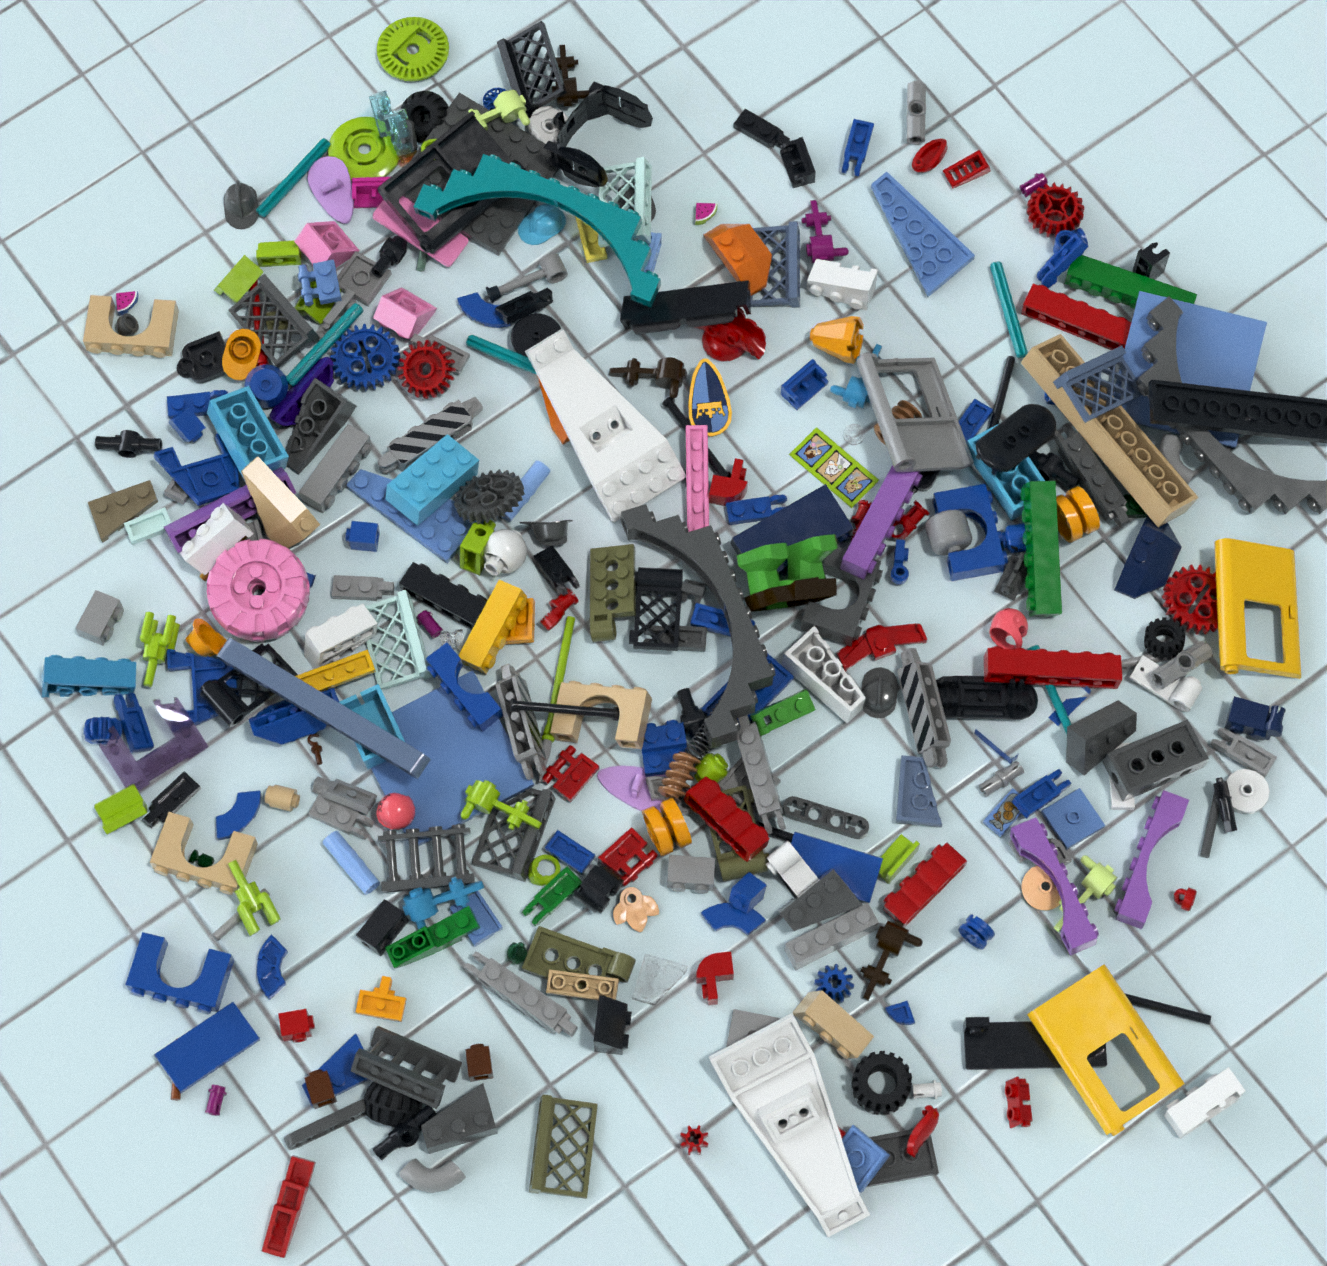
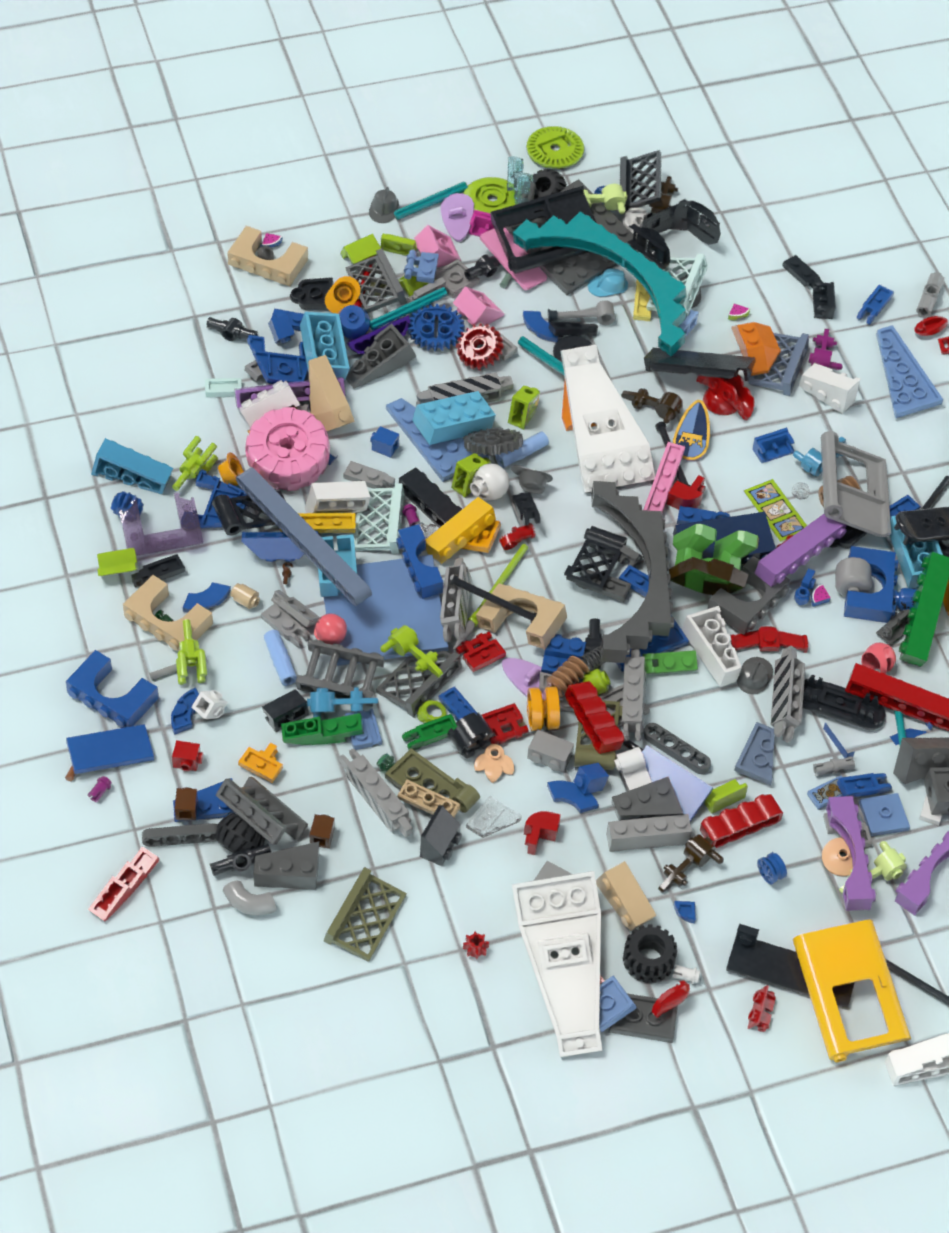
camera: 15 degrees right, 15 degrees down
(99, 618) = (158, 433): light grey brick -> none
(120, 507) = (201, 368): dark tan wing -> none
(133, 723) = (153, 510): blue hinge -> none
(297, 953) = (209, 704): none -> white brick
(336, 468) = (382, 391): light grey brick -> none
(505, 425) = (525, 400): none -> lime torso
(602, 619) = (549, 551): olive hinge -> none
(839, 338) = (813, 420): light orange cone -> none
(843, 983) = (641, 867): blue gear -> none
(910, 520) = (825, 561): red connector -> none
(917, 565) = (819, 596): none -> tile

